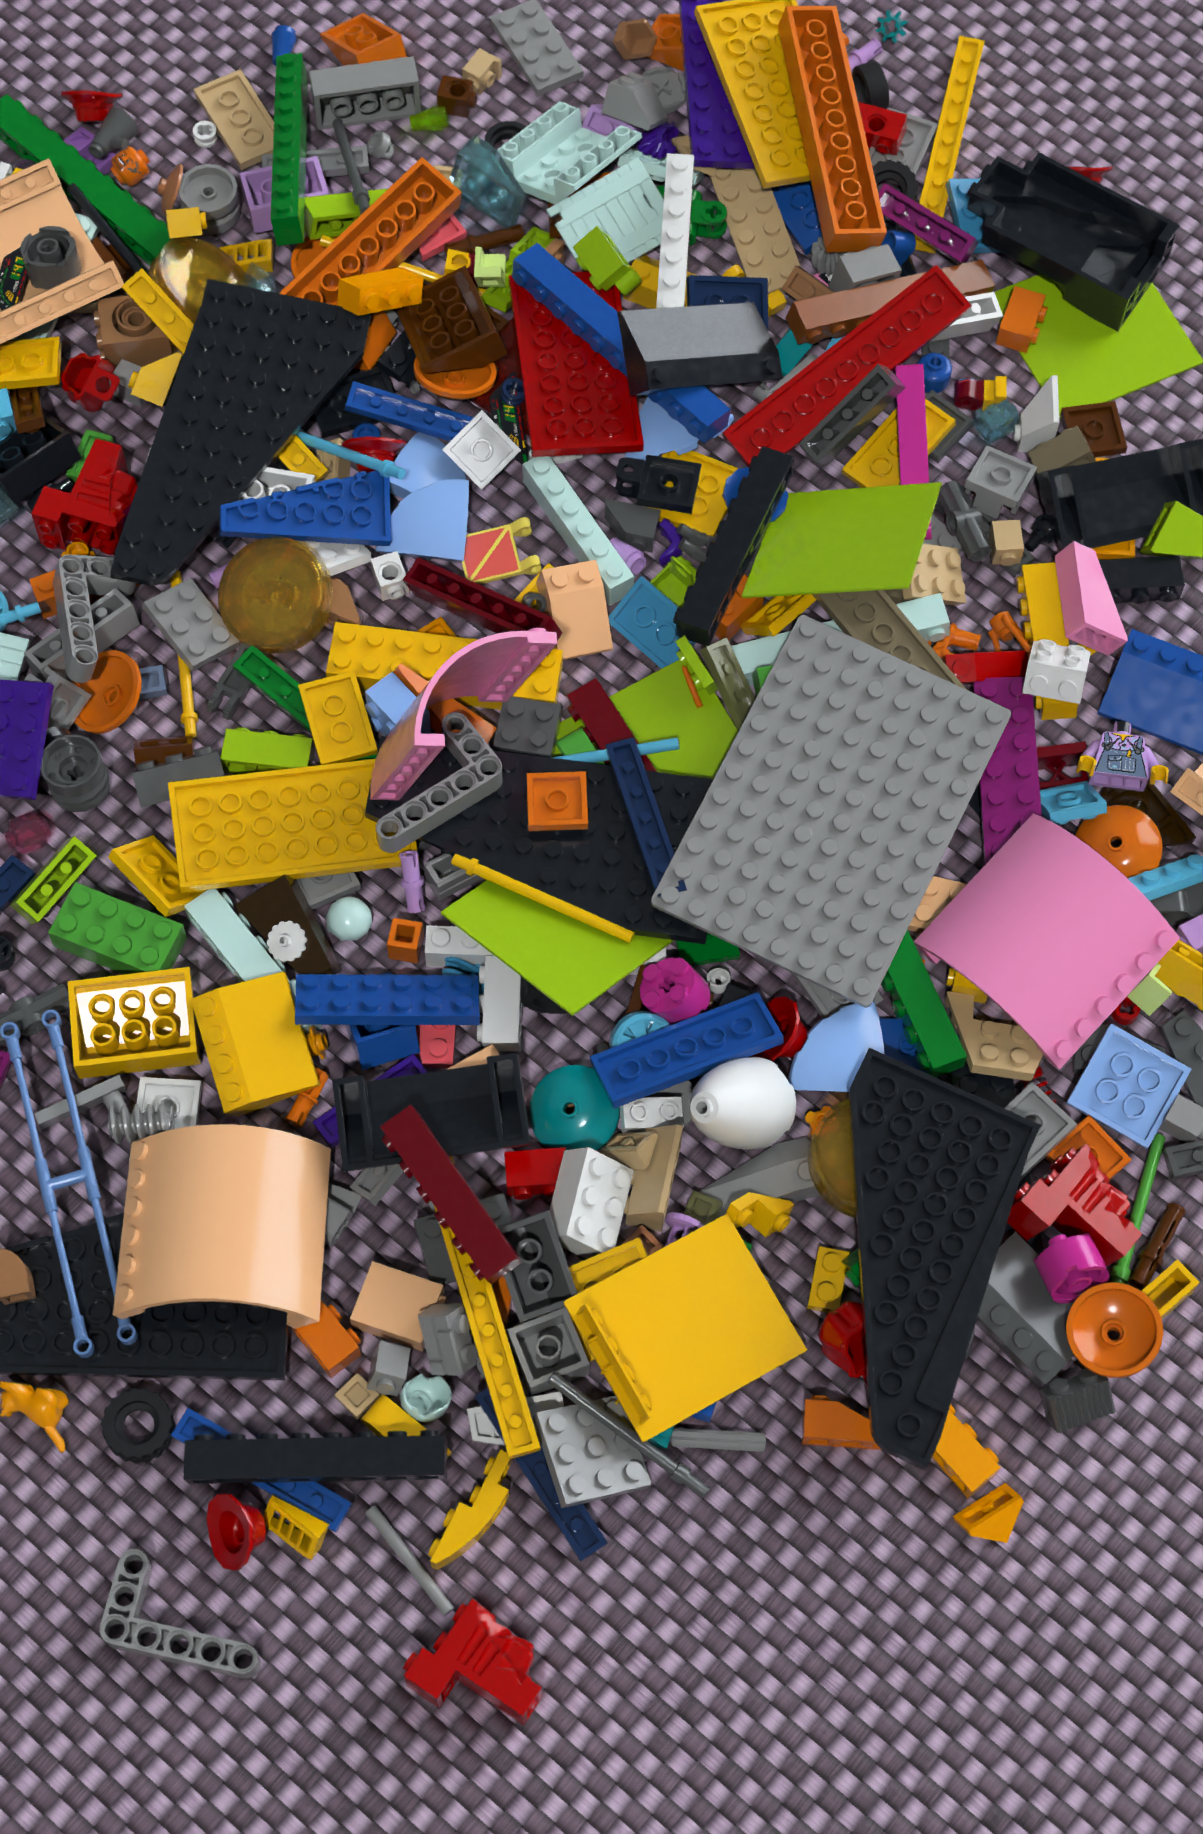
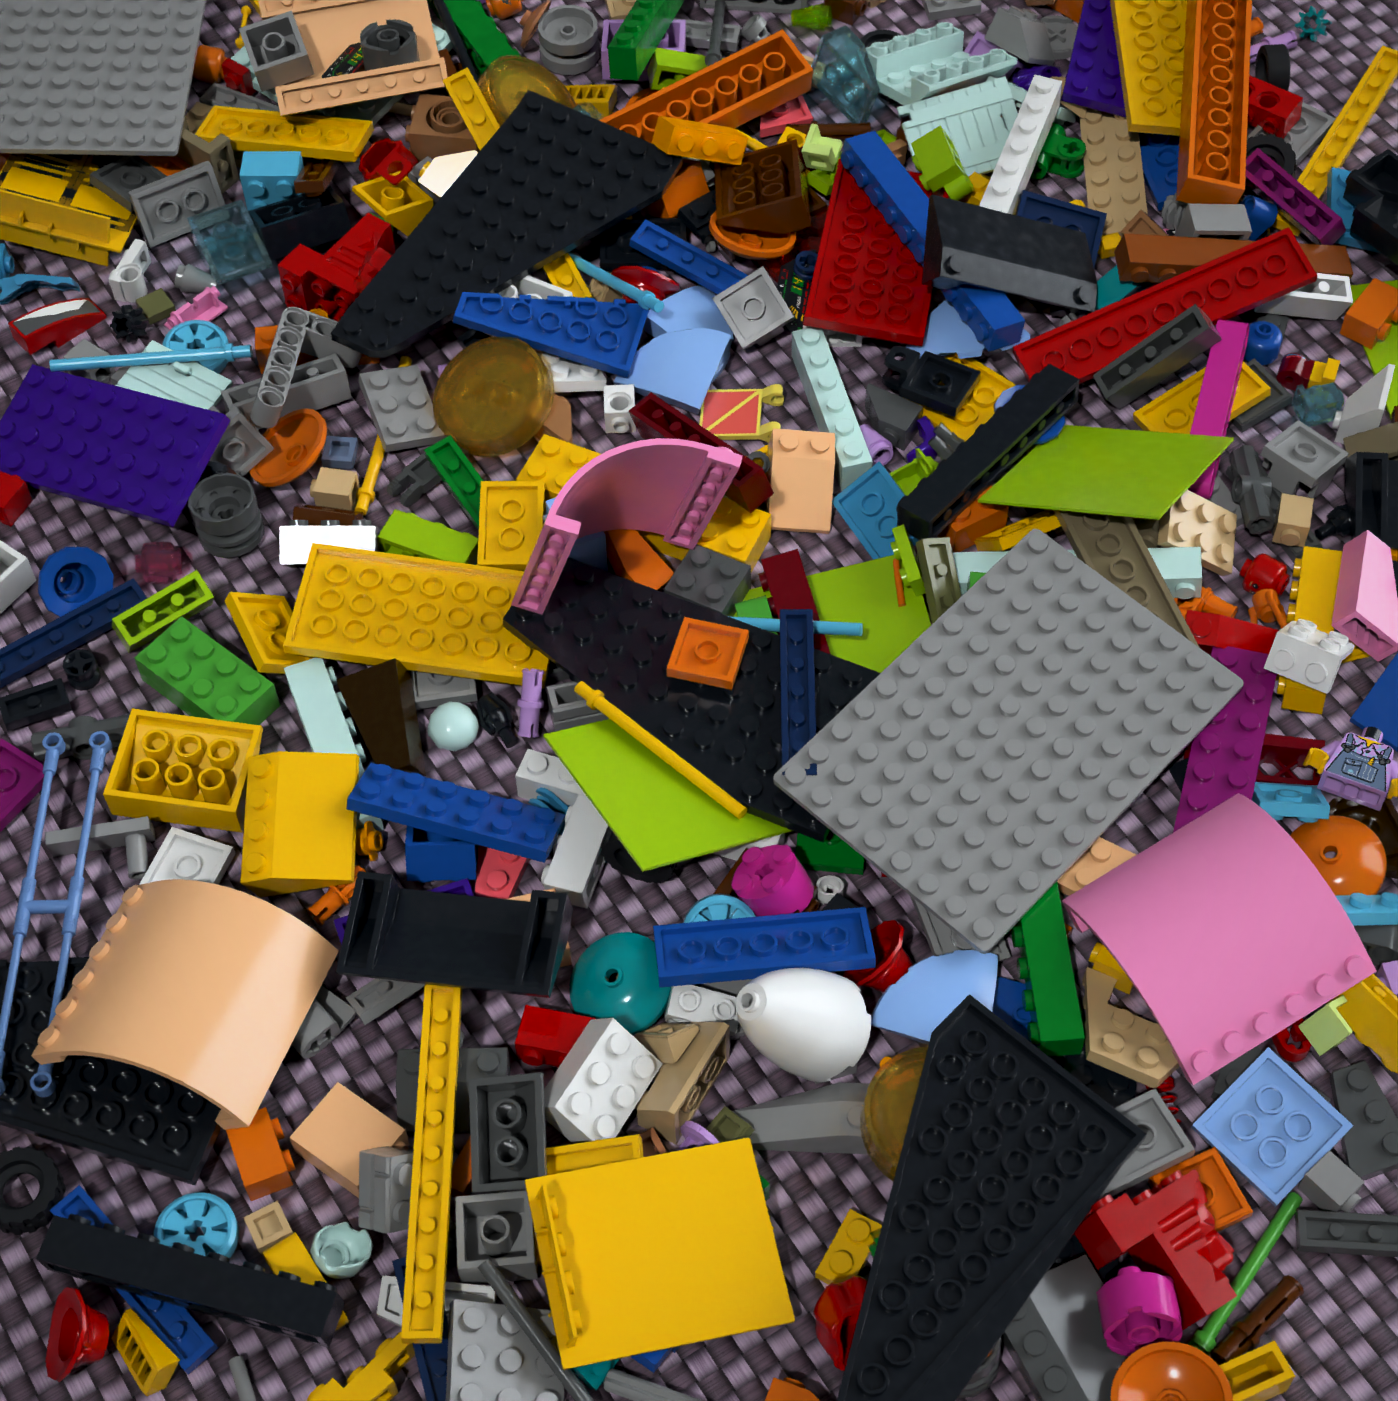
camera: 20 degrees right, 10 degrees down
(118, 419) = (398, 204): none -> yellow slope
(138, 1123) = (136, 869): light grey piece -> none
(161, 720) = (335, 488): none -> tan brick
(185, 222) = (531, 43): yellow piece -> none
(286, 941) = (373, 727): white piece -> none
(299, 1398) = (202, 1211): none -> medium azure wheel
(383, 900) = (496, 718): none -> black piece
(388, 1368) = (311, 1204): light grey brick -> none
(405, 940) = (500, 760): orange brick -> none
(446, 790) = (590, 621): light grey beam -> none
(450, 1194) = (438, 1026): dark red brick -> none
(761, 1211) = (794, 1150): yellow slope -> none
(994, 598) = (1264, 573): none -> red head

